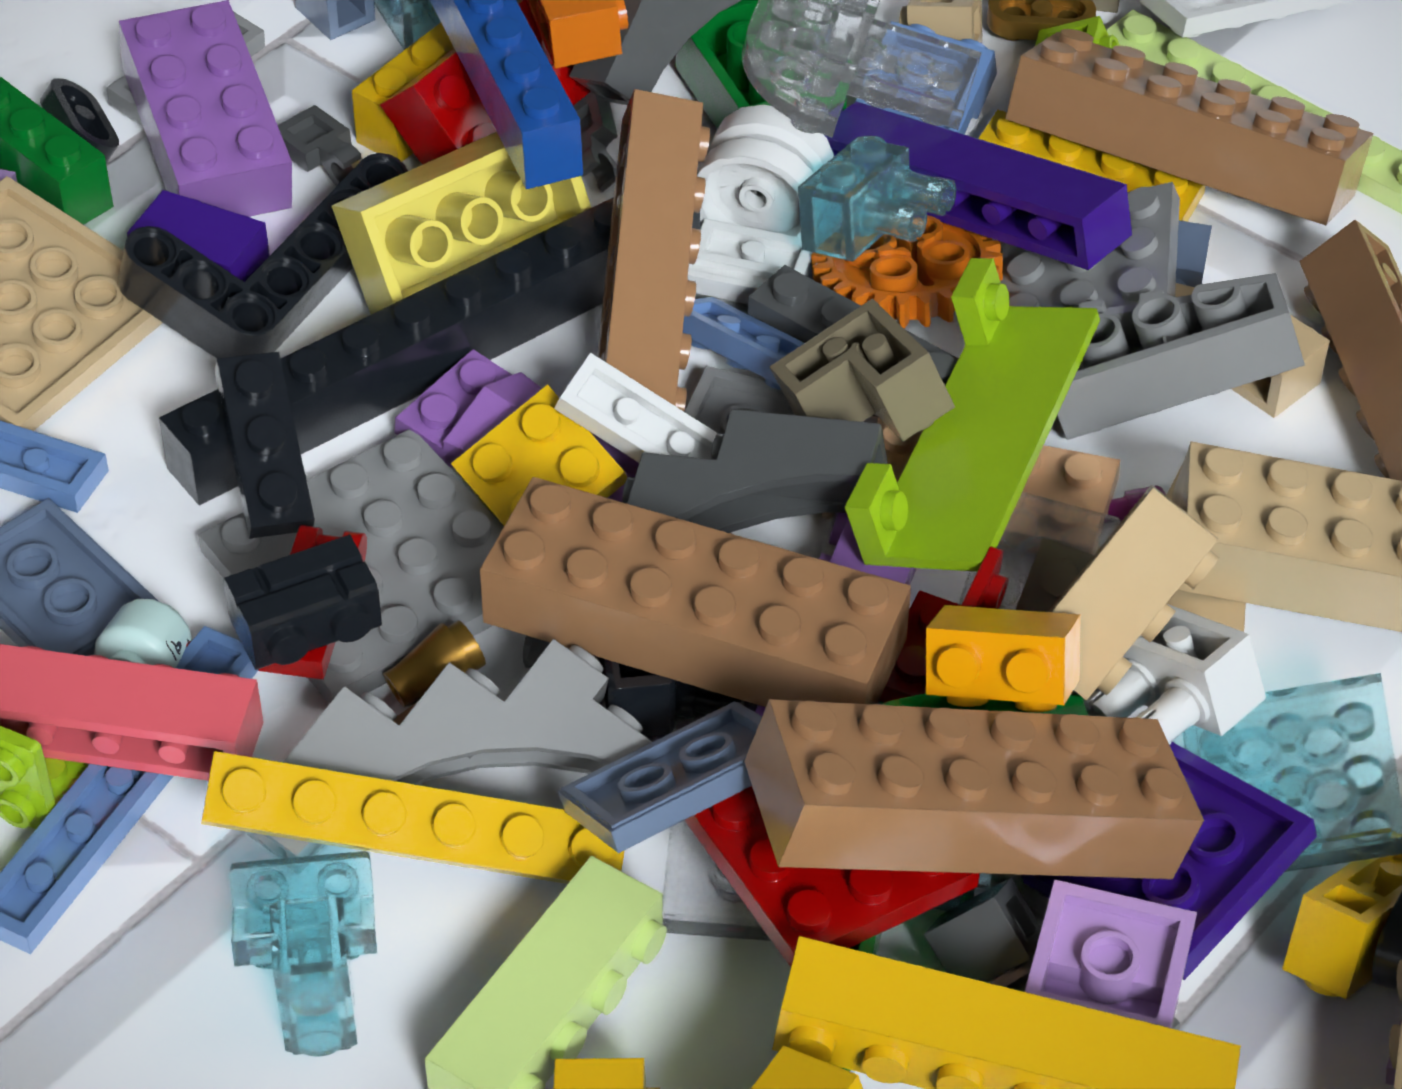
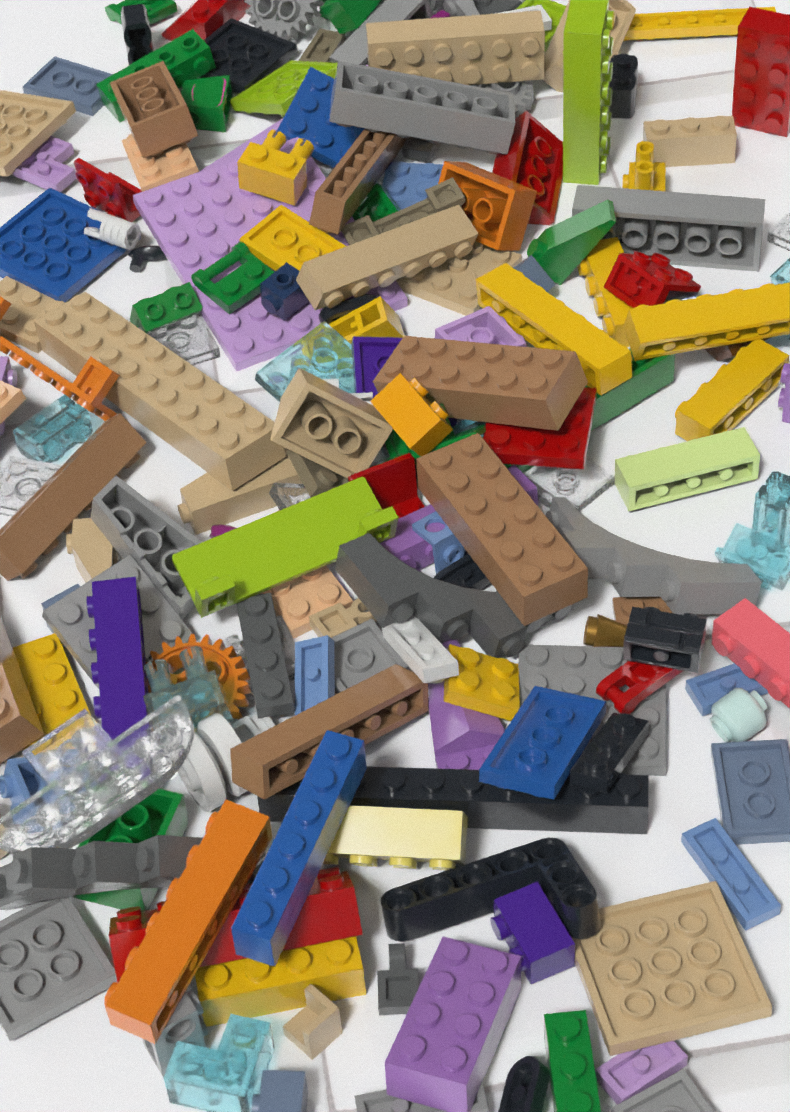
camera: 135 degrees left, 0 degrees up
(359, 396) = (543, 742): none -> blue plate
(363, 58) = (315, 1024): none -> tan panel
(398, 819) = (694, 545): yellow plate -> none
(665, 779) = (575, 471): sand blue tile -> none
(865, 369) = (303, 601): dark tan brick -> none

